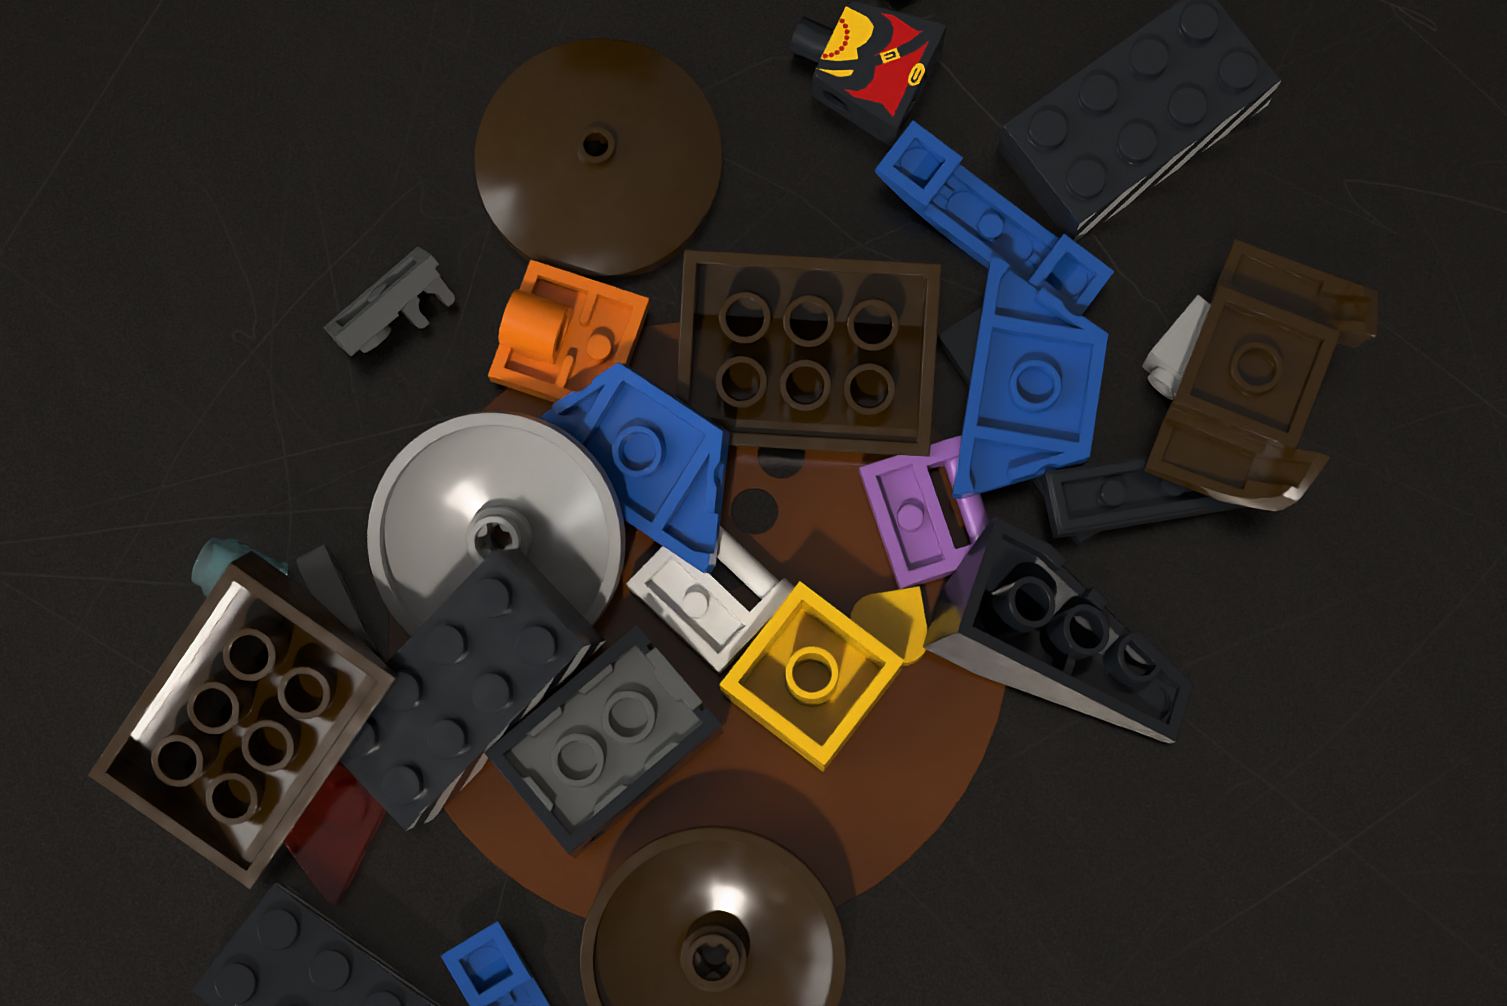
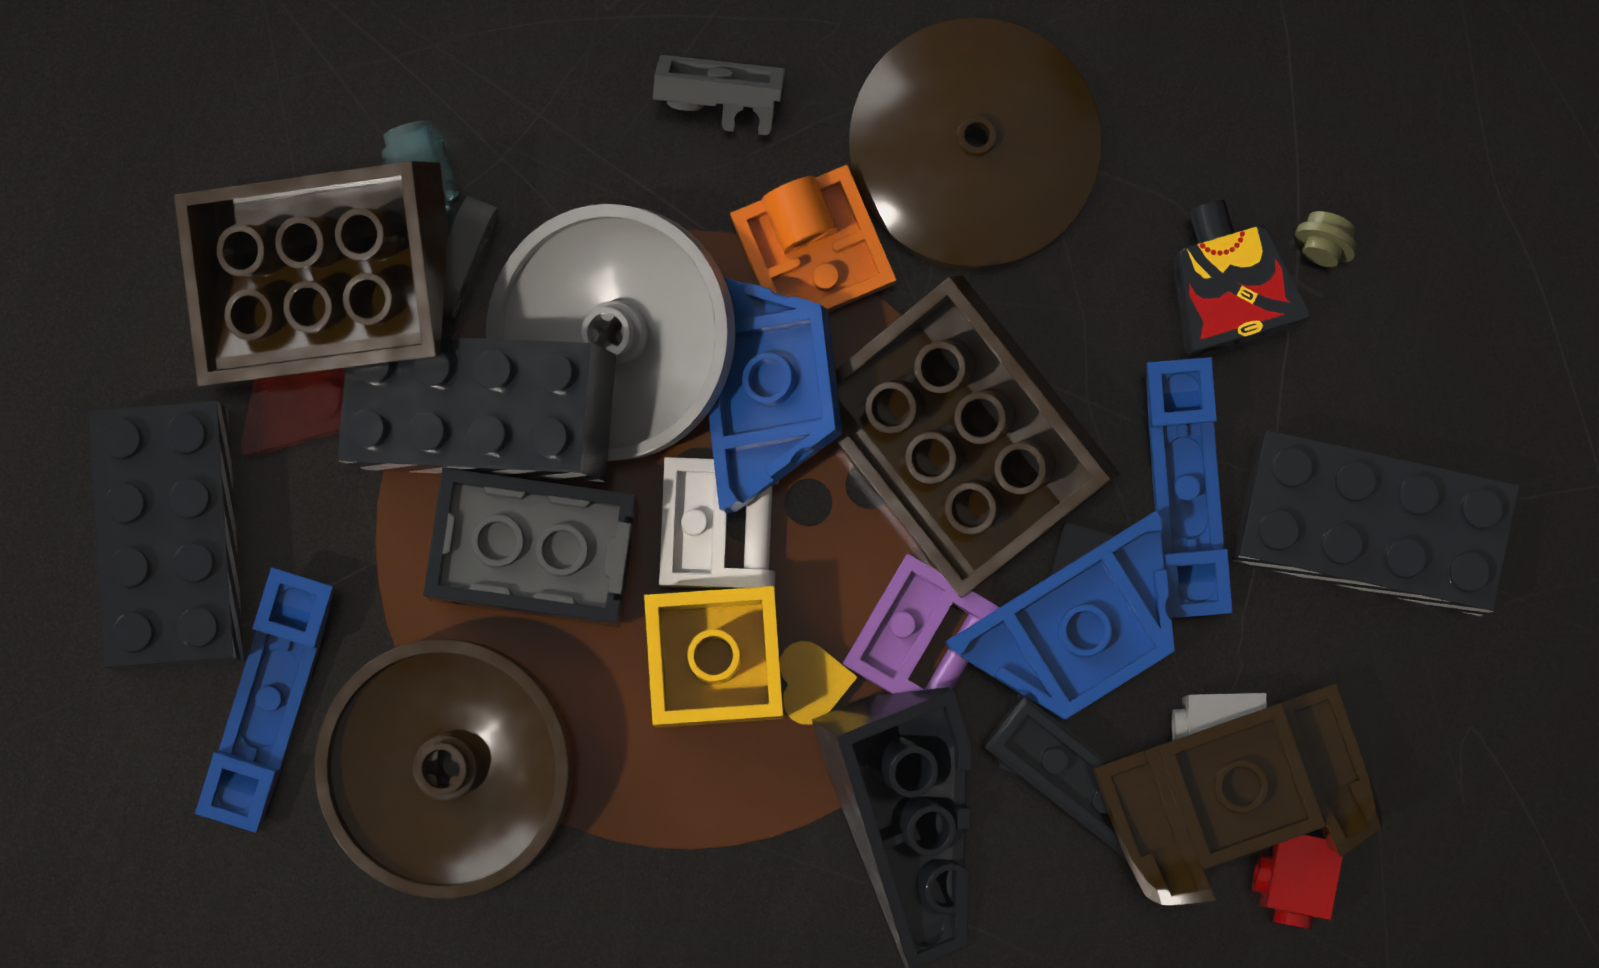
camera: 45 degrees right, 5 degrees up
(1357, 395) = (1298, 880): none -> red brick

